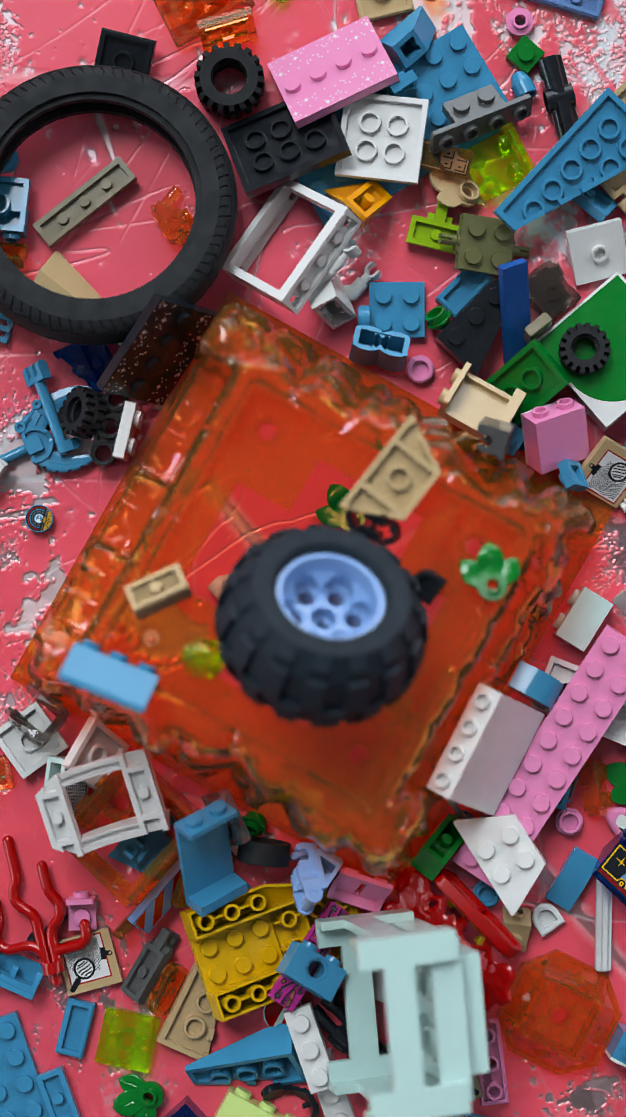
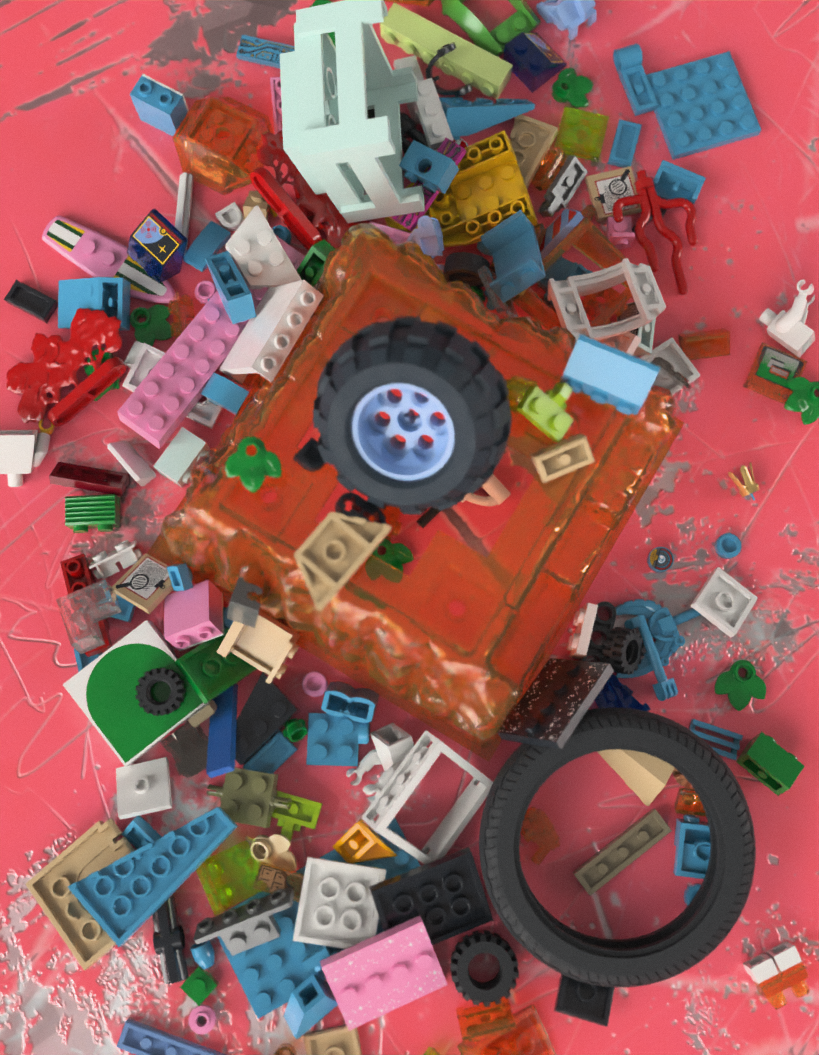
camera: 175 degrees left, 10 degrees down
(174, 640) = (547, 410): none -> lime hinge
(536, 810) = (231, 287): none -> dark azure slope

